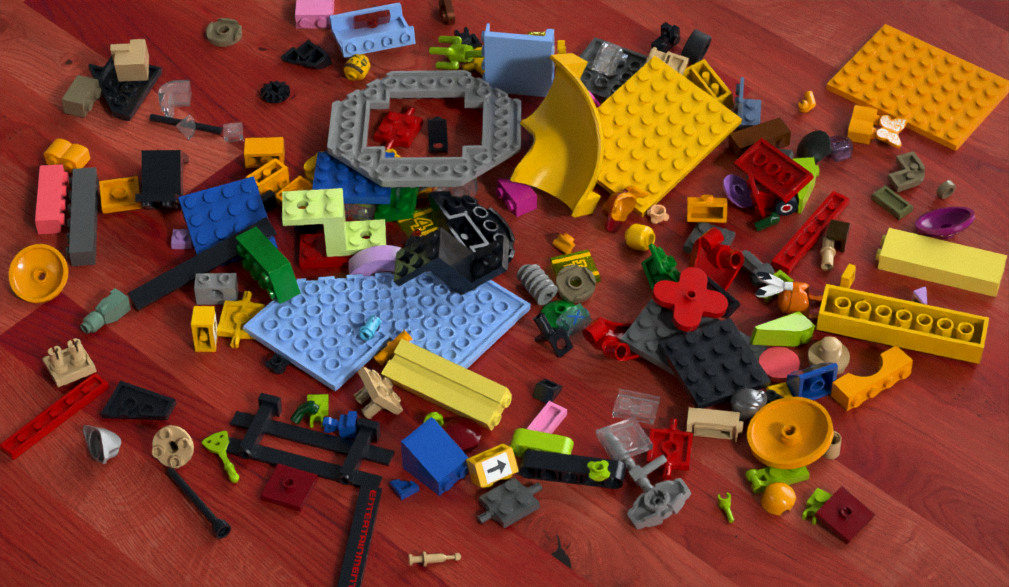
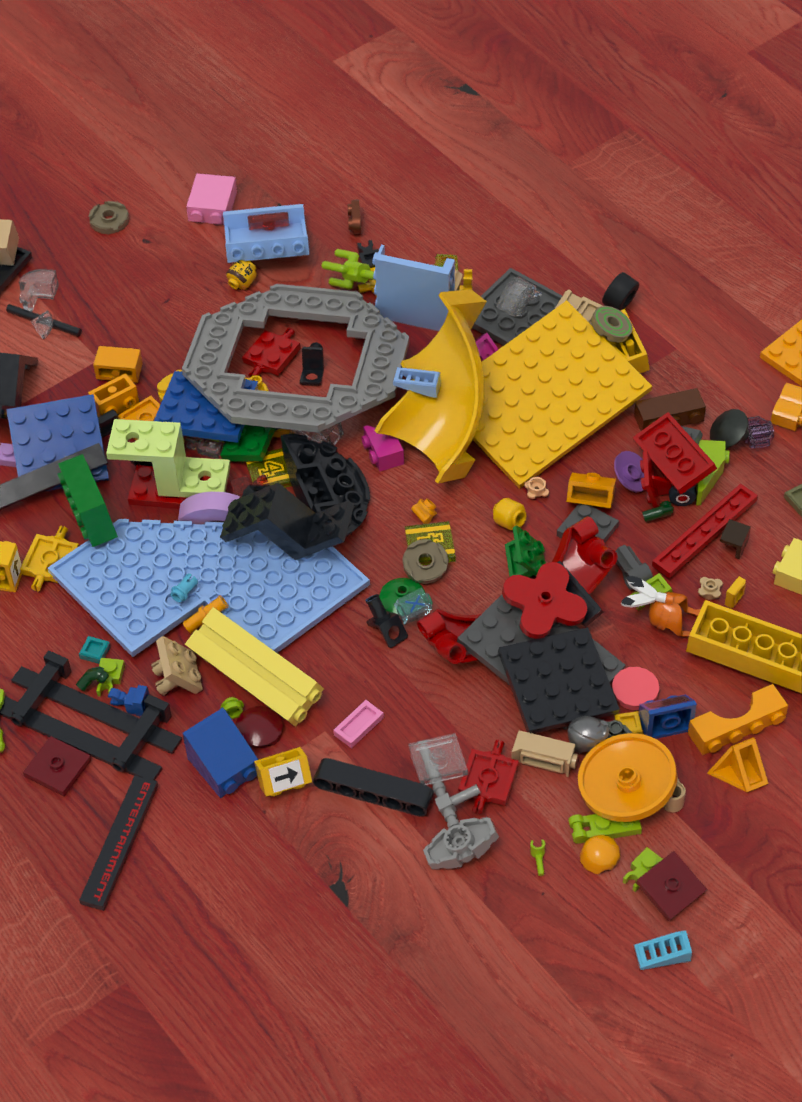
camera: 10 degrees right, 5 degrees up
(215, 288) = (29, 518): light grey brick -> none
(233, 132) = (92, 335): clear plate -> none
(269, 95) = (141, 298): black gear -> none
(277, 364) = (77, 621): black plate -> none
(299, 389) = (94, 649): none -> teal tile
(308, 55) = (192, 255): black slope -> none
(403, 488) = (182, 783): blue tile -> none
(431, 558) = (194, 874): tan piece -> none
(509, 502) = (294, 817): dark grey plate -> none
(528, 439) = (344, 750): lime beam -> none
(537, 283) = (382, 556): light grey piece -> none
(541, 133) = (425, 381): none -> light blue slope
(546, 390) = (366, 686): black slope -> none
(598, 475) = (399, 801): lime plate -> none
(620, 205) = (493, 474): light orange hair -> none
(637, 405) = (462, 718): clear plate -> none
(669, 37) = (592, 277): black hinge -> none
(697, 70) = (620, 328): none -> dark tan tile
(748, 109) = (663, 374): sand blue bracket -> none
(784, 331) = (647, 650): lime slope -> none
(809, 102) = (735, 374): light orange arm -> none
(825, 277) = (710, 593): none -> tan plate
(827, 253) = (719, 559): tan axle -> none
(829, 350) = (696, 683): tan plate -> none
(847, 560) = (665, 959): none -> medium azure slope
(883, 414) = (741, 766): none -> light orange slope

